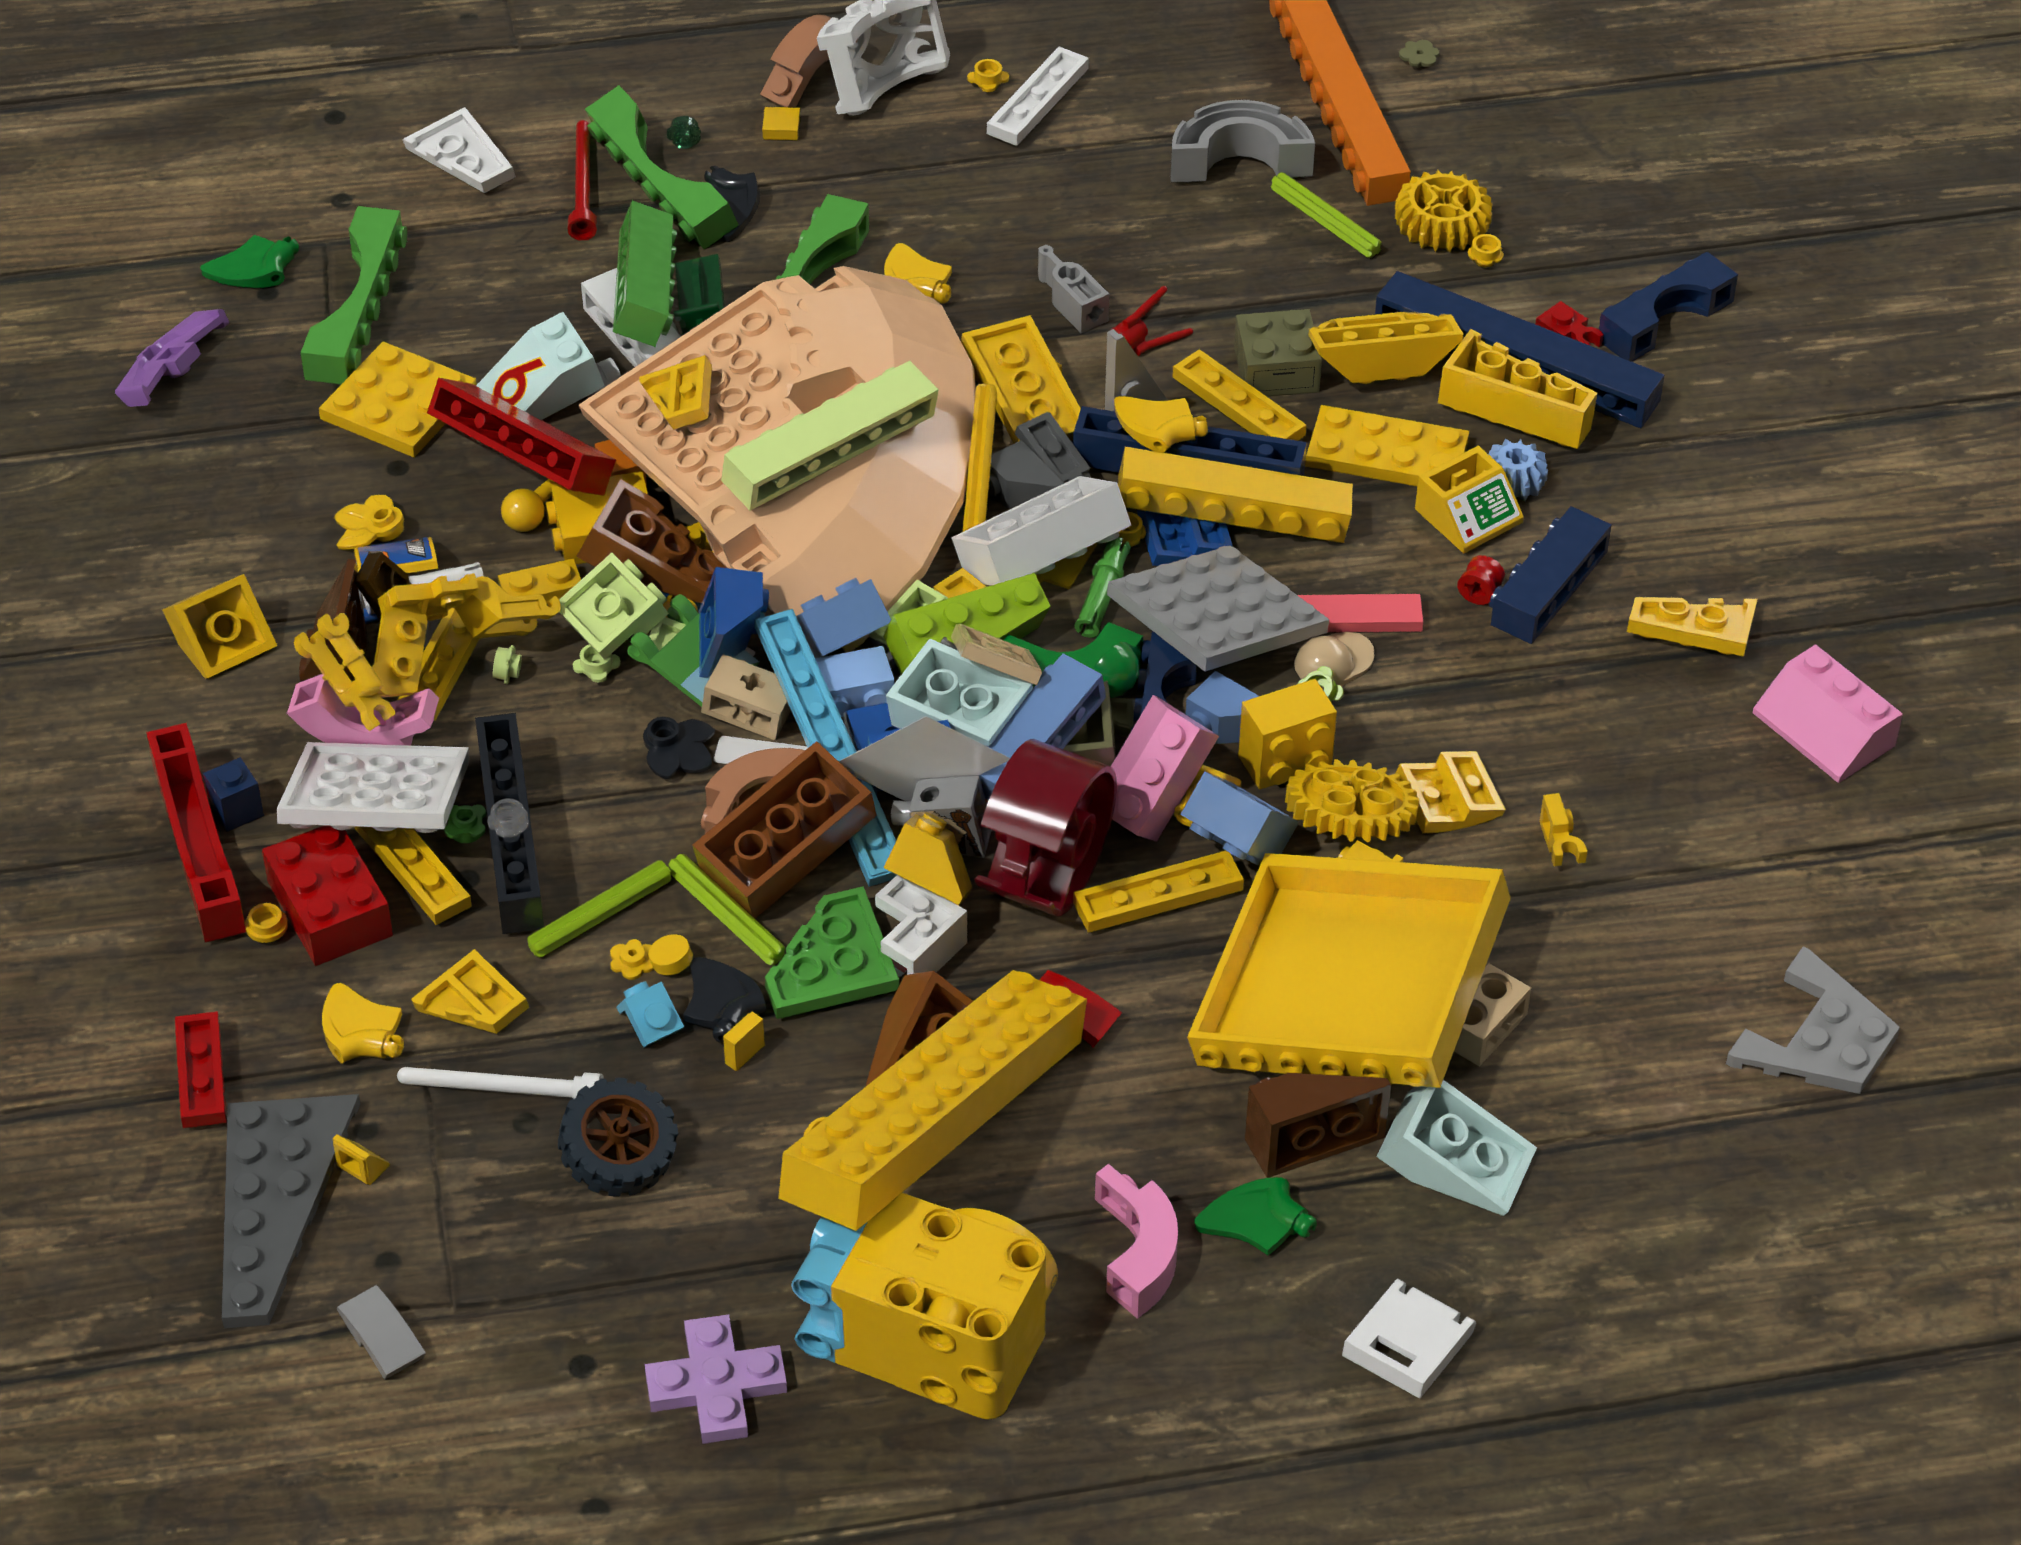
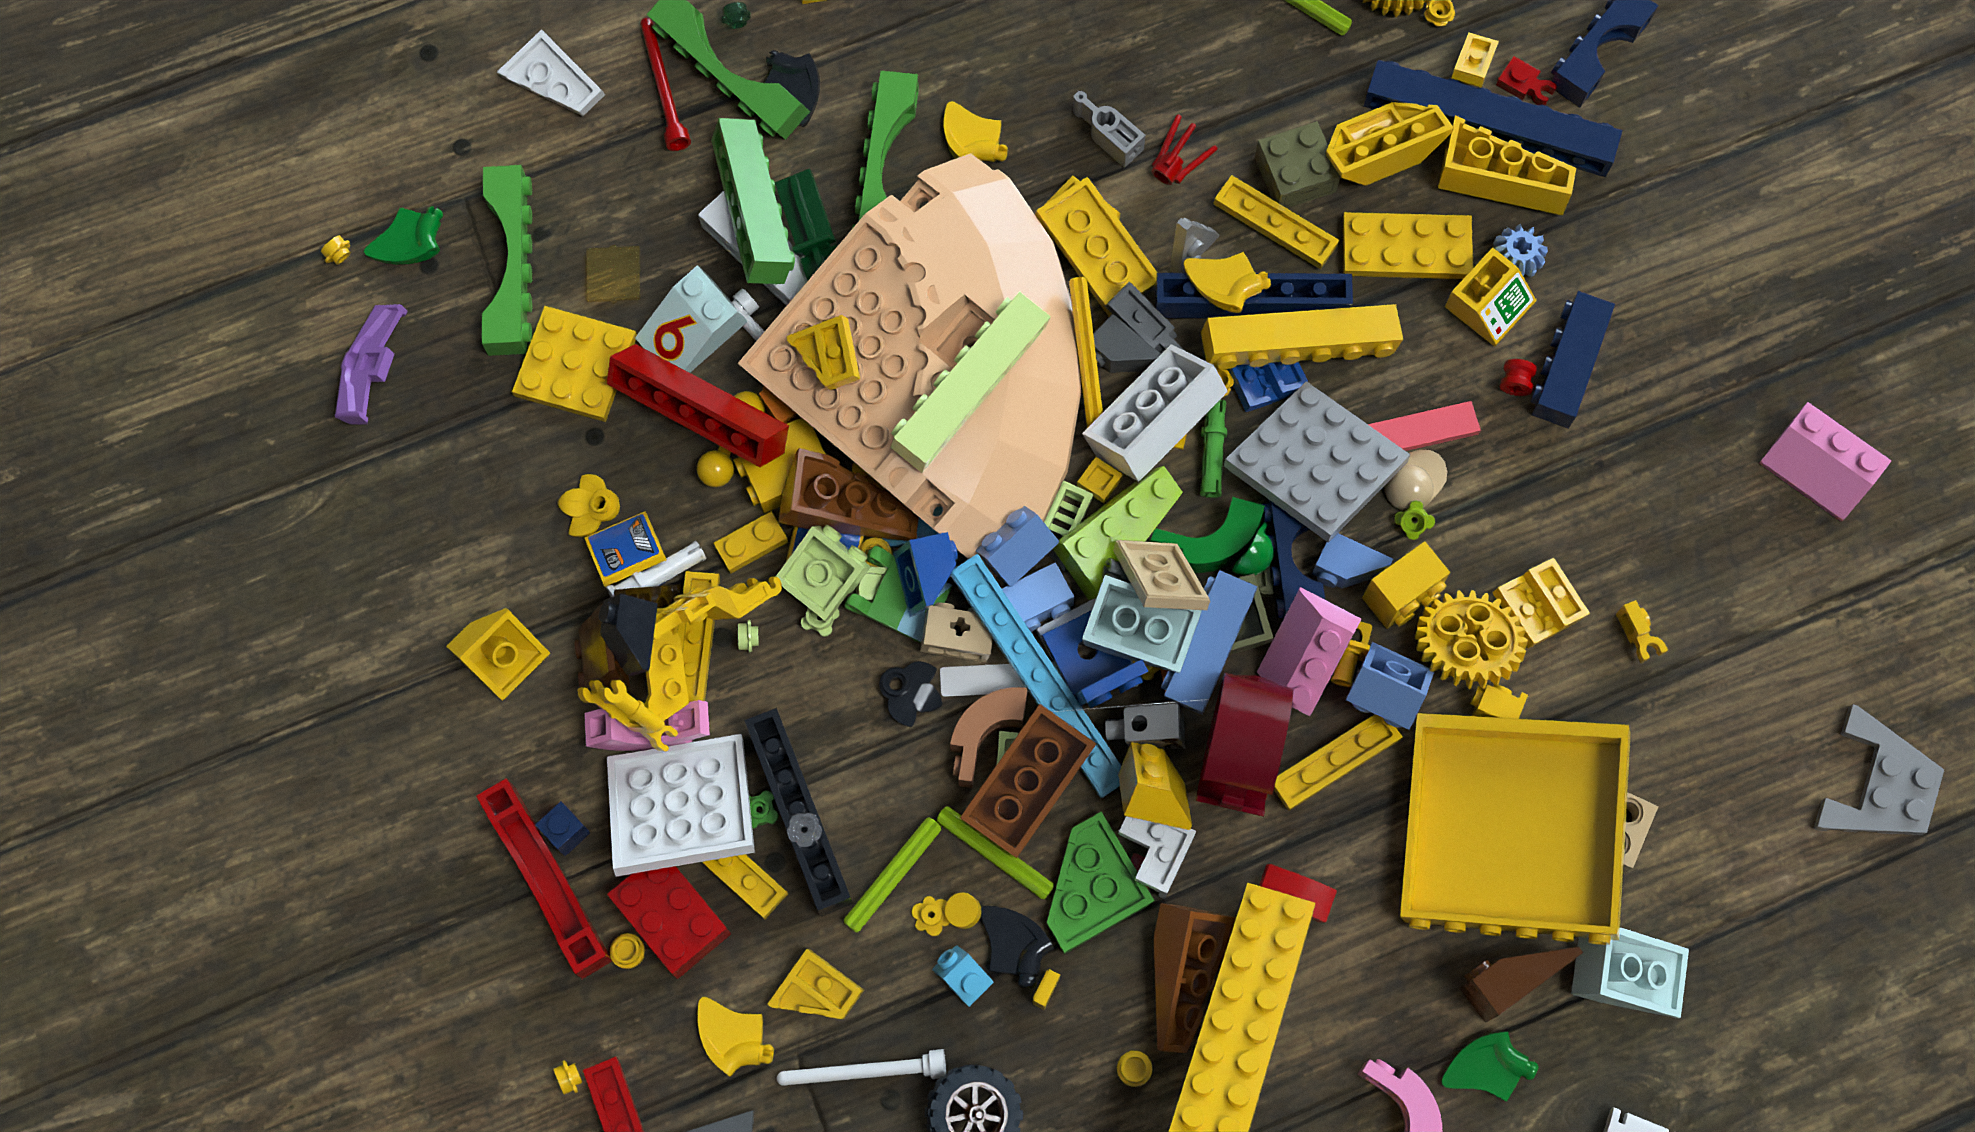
camera: 10 degrees left, 25 degrees up
(155, 1025) = (567, 1077): none -> yellow plate
(170, 258) = (336, 250): none -> yellow plate
(370, 579) = (629, 631): none -> black slope
(469, 331) = (613, 274): none -> clear yellow piece
(1512, 293) = (1474, 60): none -> yellow plate
(1699, 625) = (1701, 384): yellow wing -> none

